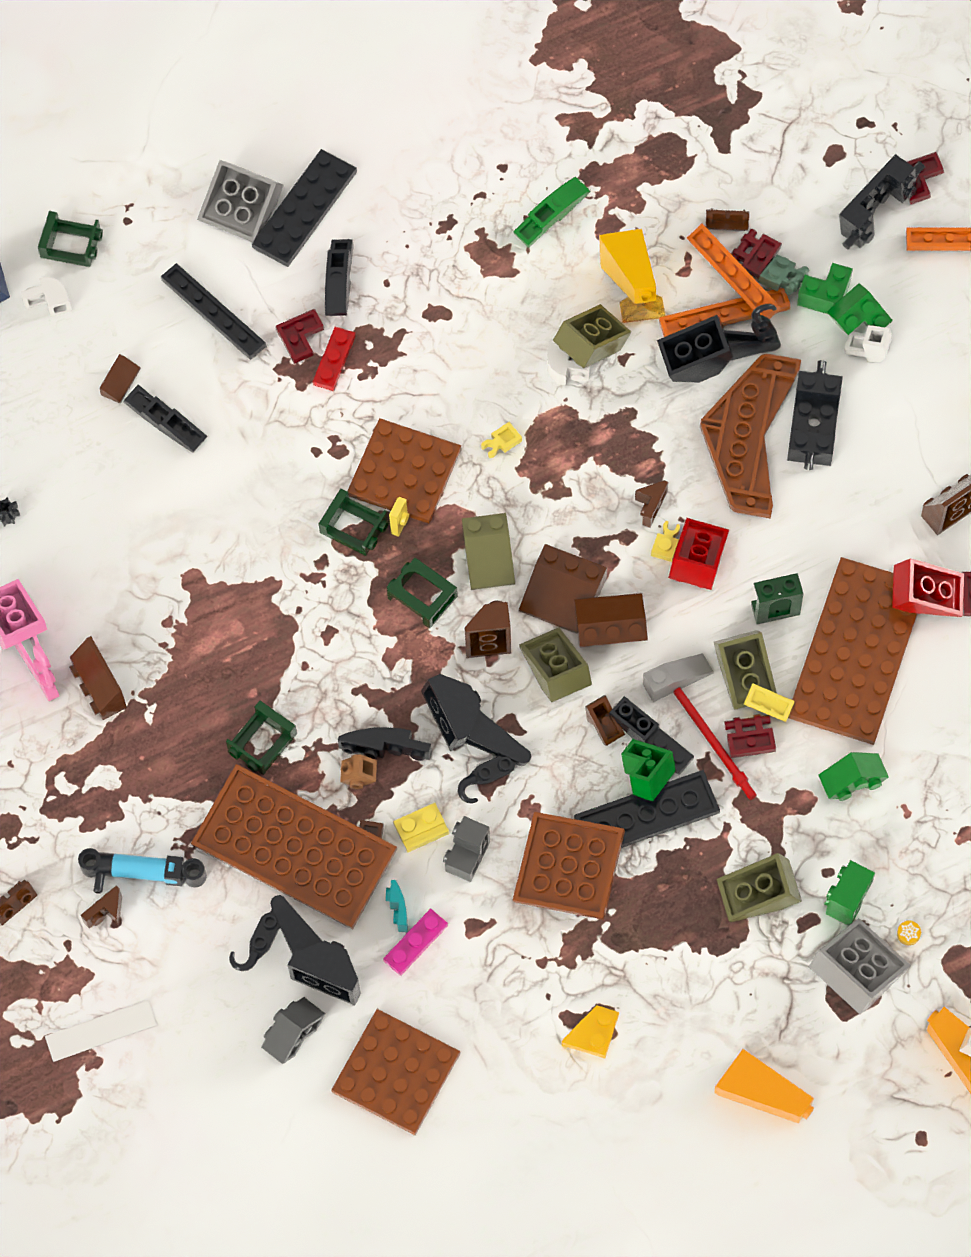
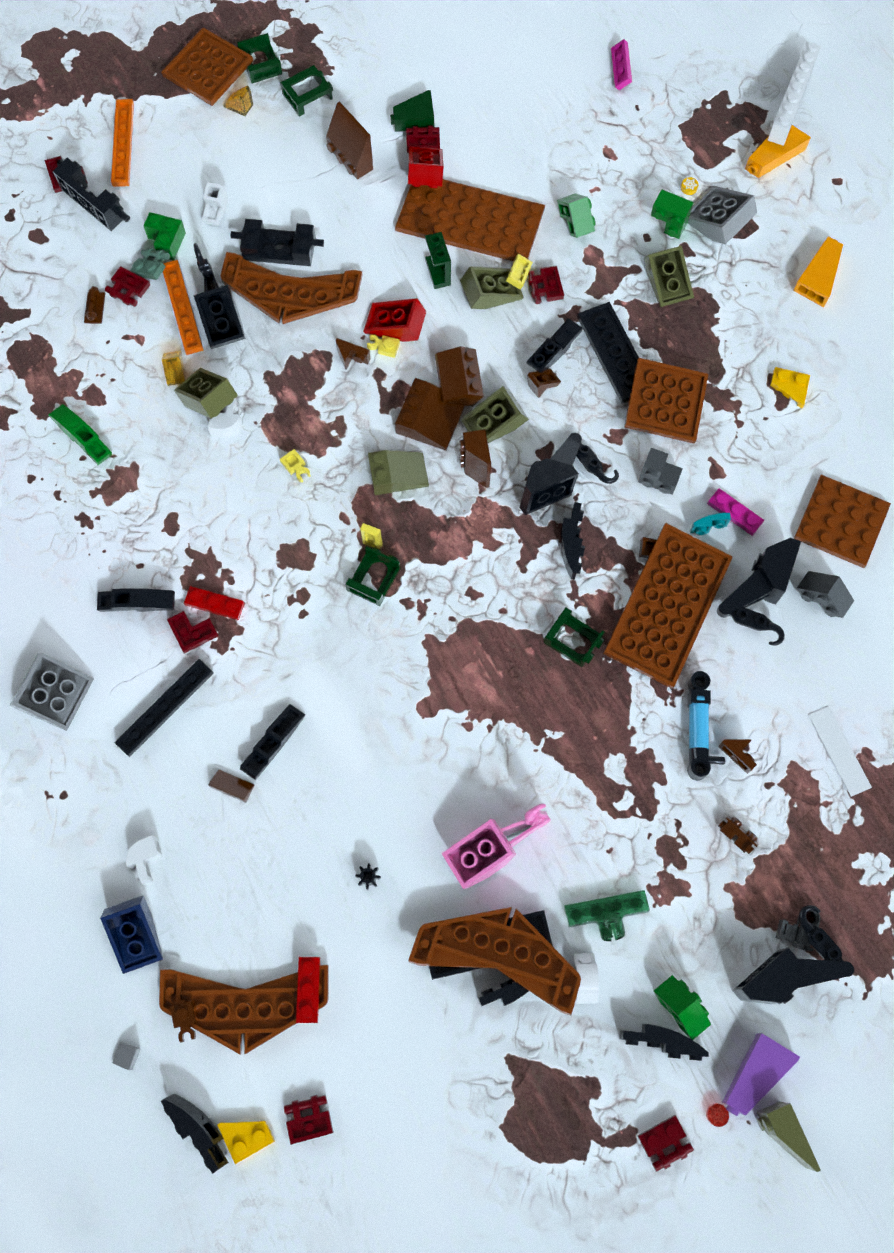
camera: 95 degrees left, 5 degrees up
(54, 225) = (76, 823): dark green panel -> none
(97, 680) = (533, 776): reddish brown slope -> none
(304, 207) = (61, 637): black plate -> none
(358, 771) = (600, 557): medium nougat brick -> none
(405, 466) = (321, 541): dark orange plate -> none
(421, 827) = (639, 512): light yellow plate -> none
(431, 613) = (434, 538): dark green panel -> none
(628, 264) = (142, 364): yellow slope -> none
(647, 767) = (581, 343): green brick -> none
(679, 673) = (501, 335): light grey slope -> none
(731, 270) = (147, 296): orange plate -> none
(739, 777) = (579, 292): red bar -> none
(857, 308) = (188, 207): green brick -> none

